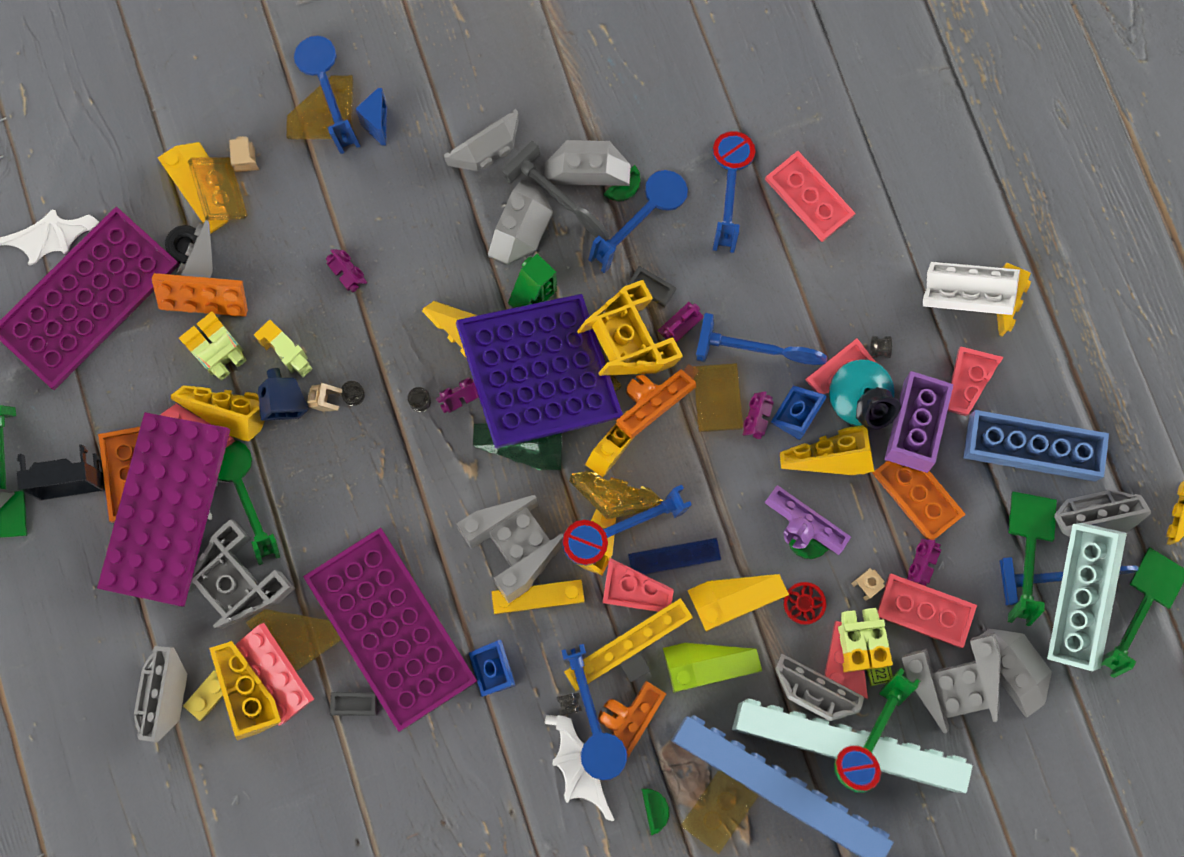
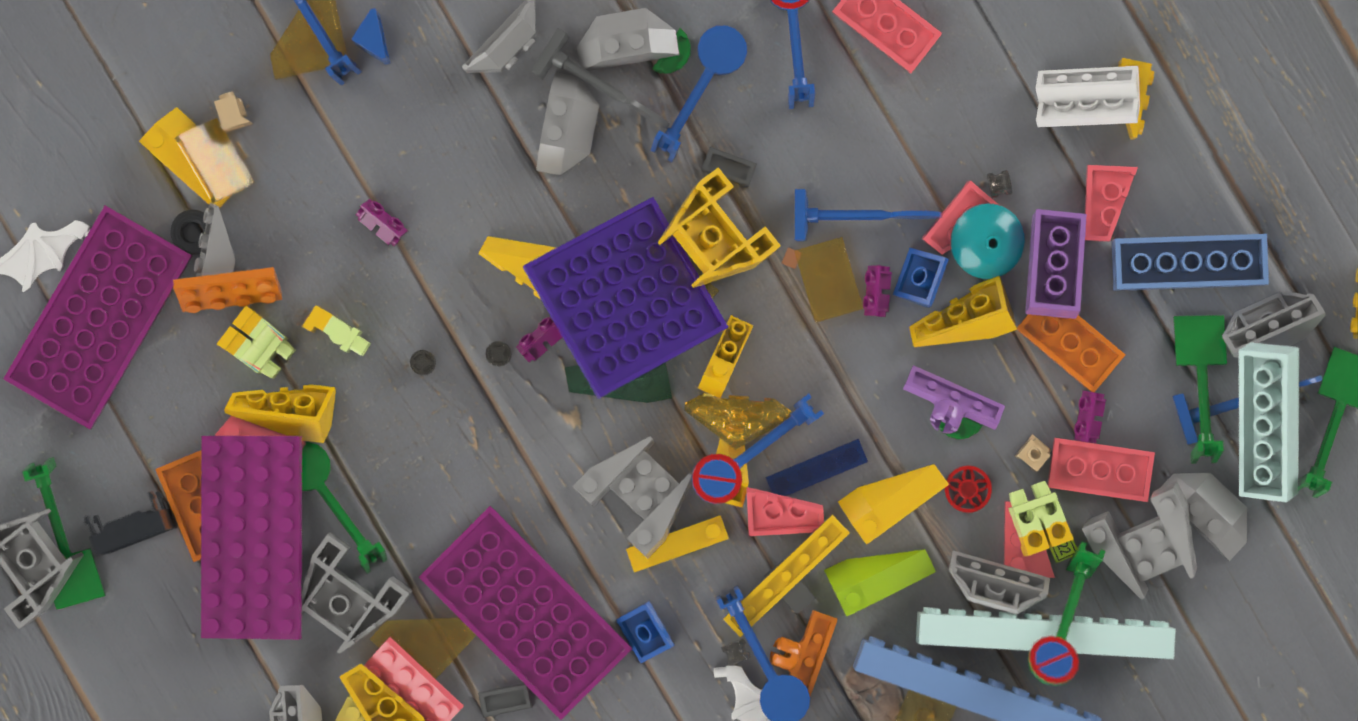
camera: 10 degrees left, 10 degrees up
(280, 397) = (346, 386): dark blue torso -> none
(318, 397) = (386, 376): tan window -> none
(534, 283) = (596, 201): green wedge -> none
(652, 400) = (757, 301): orange plate -> none
(681, 322) = (770, 203): magenta hinge -> none
(877, 408) = (1007, 259): black hat -> none

